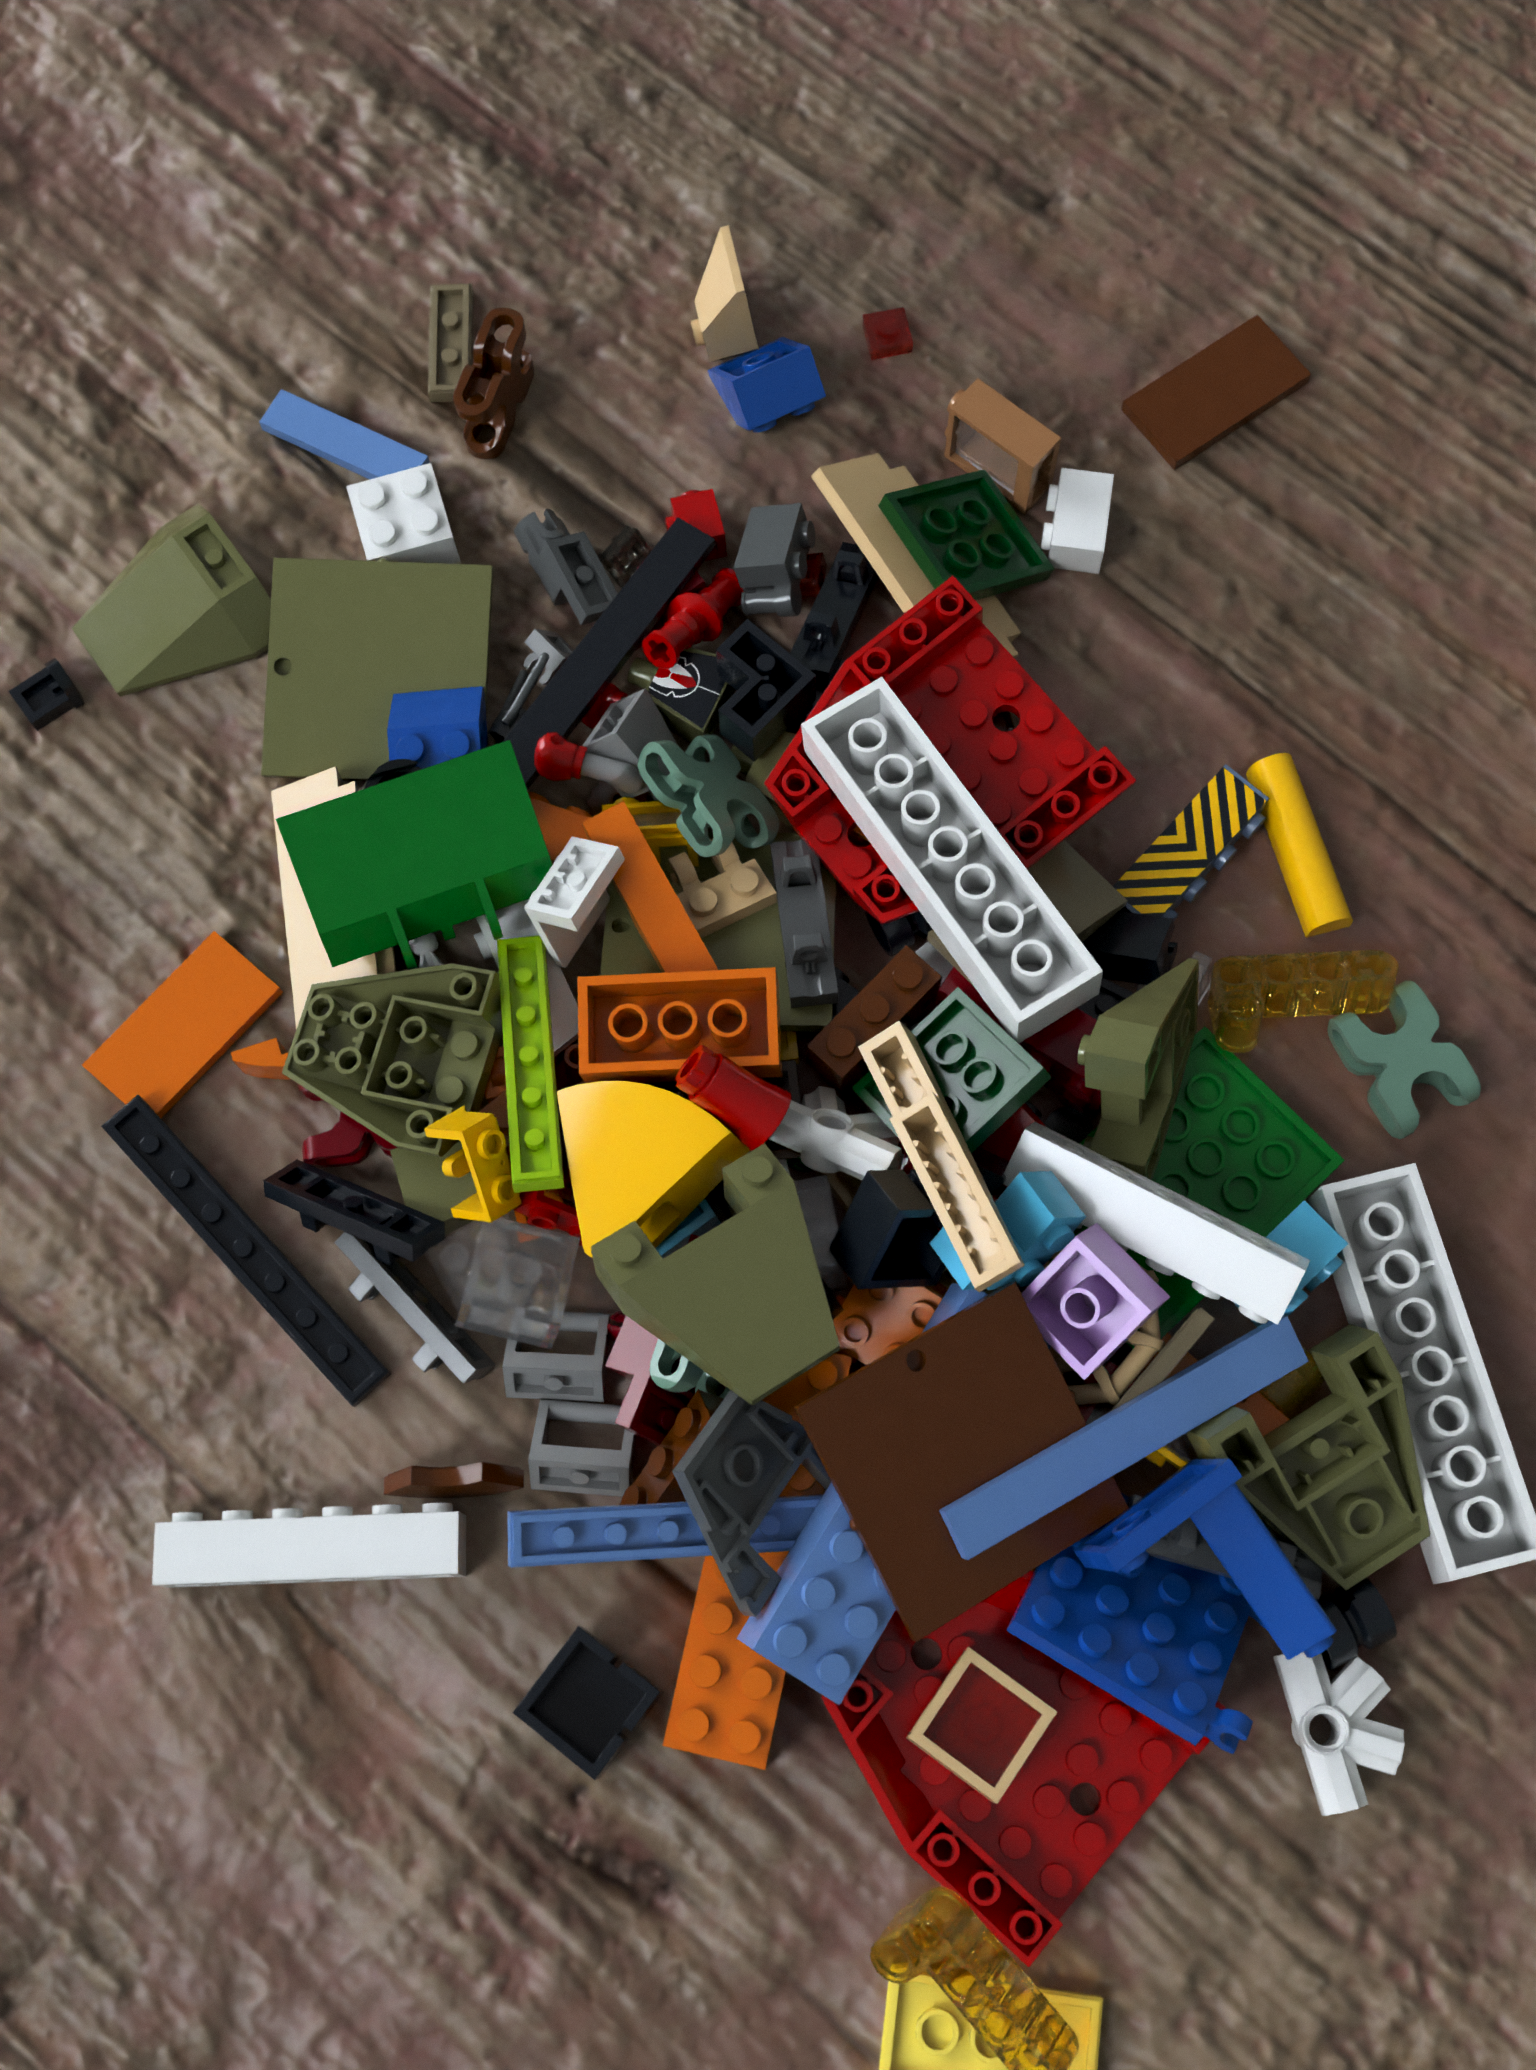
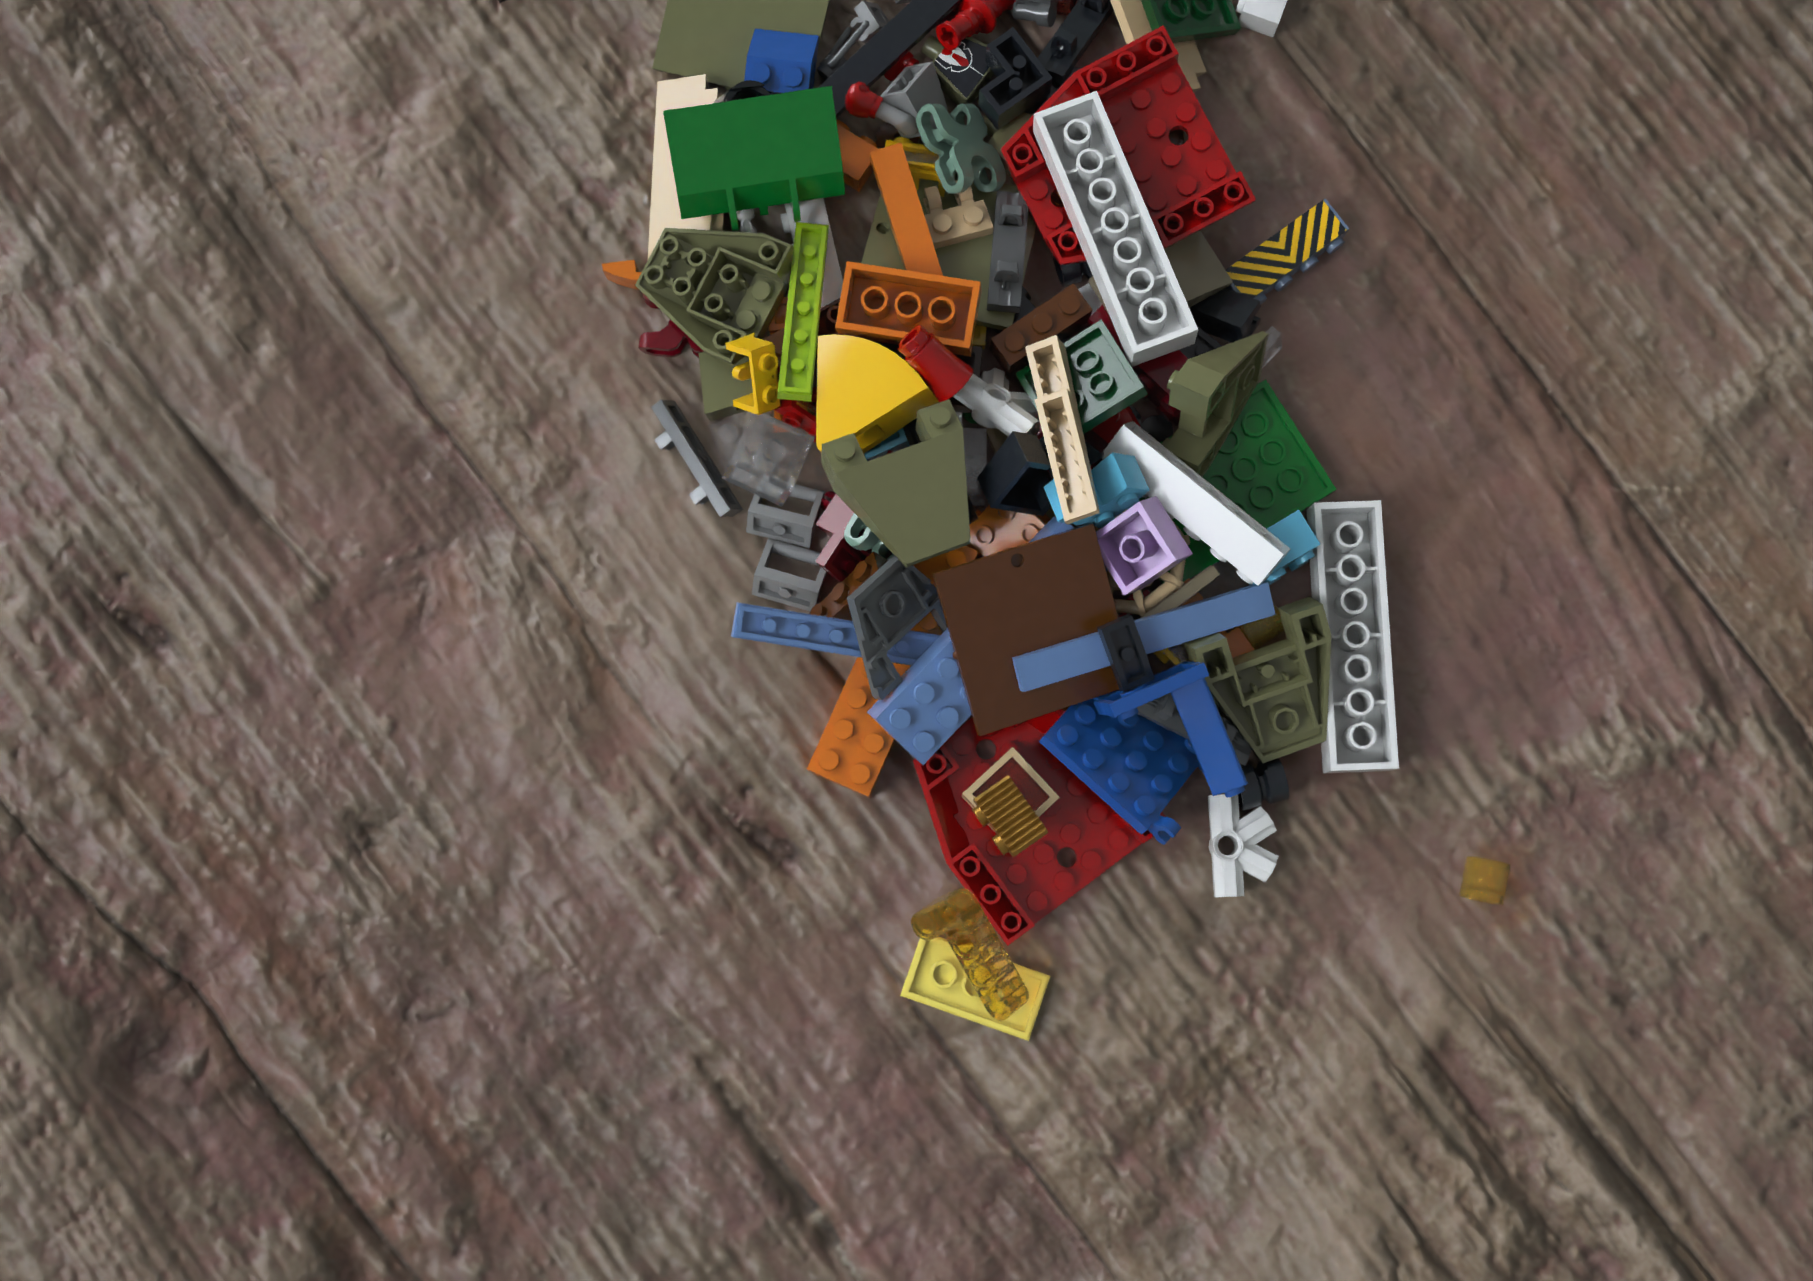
camera: 10 degrees right, 10 degrees up
(183, 1026) = (570, 239): orange tile -> none
(246, 1251) = (590, 399): black tile -> none
(309, 1548) = (601, 602): white brick -> none
(334, 1201) = (653, 378): black hinge -> none
(454, 1481) = (702, 579): reddish brown tile -> none
(573, 896) = (854, 202): white bracket -> none
(587, 1702) = (764, 734): black piece -> none
(989, 1763) = (1009, 817): none -> pearl gold brick
(1107, 1467) = (1126, 653): none -> black plate
(1294, 985) = (1333, 364): clear yellow beam -> none
(1299, 846) = (1363, 265): yellow brick -> none
(1403, 1059) = (1395, 429): sand green piece -> none

